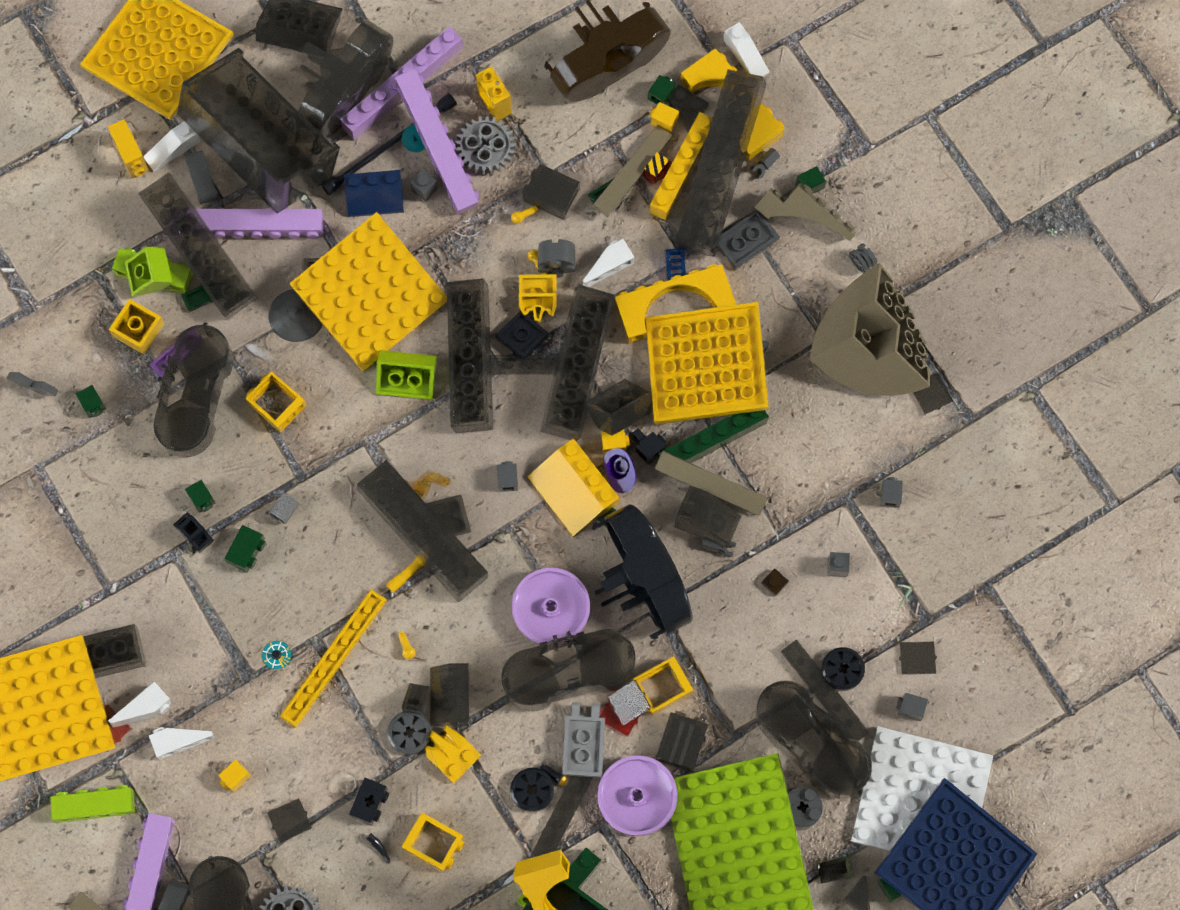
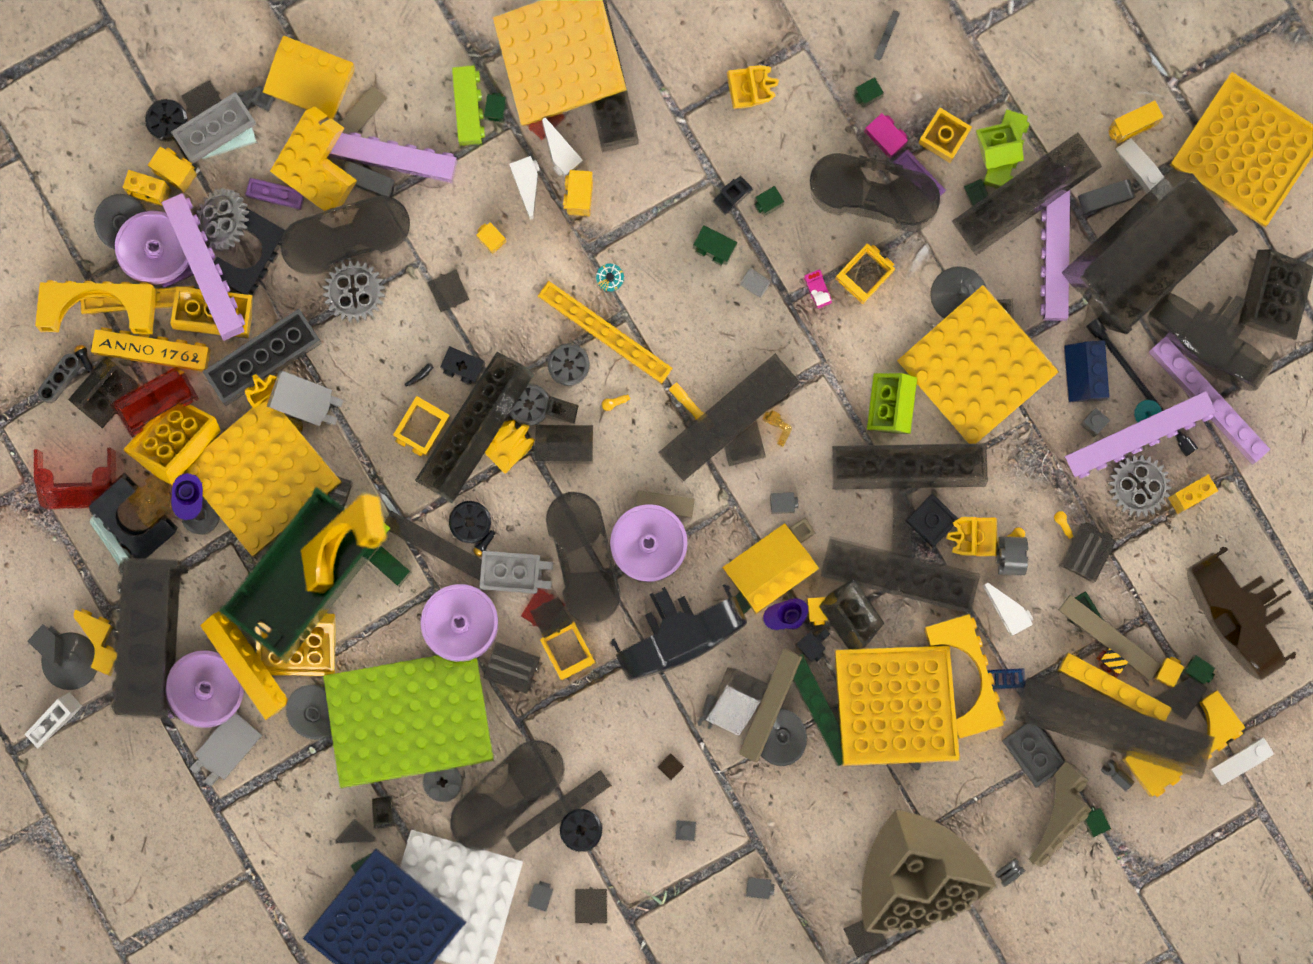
camera: 90 degrees right, 10 degrees up
(81, 516) = (751, 86): none -> yellow plate
(95, 775) = (495, 107): none -> dark green brick
(135, 383) = (886, 135): none -> dark pink brick
(189, 684) = (579, 192): none -> yellow brick
(291, 447) = (817, 289): none -> dark pink leg
(379, 696) = (574, 354): none -> dark grey wheel
(434, 785) = (474, 427): none -> clear smoke brick
(511, 578) = (678, 505): none -> dark tan tile
(533, 458) = (802, 530): none -> dark tan tile
(745, 467) = (786, 740): none -> dark grey hat

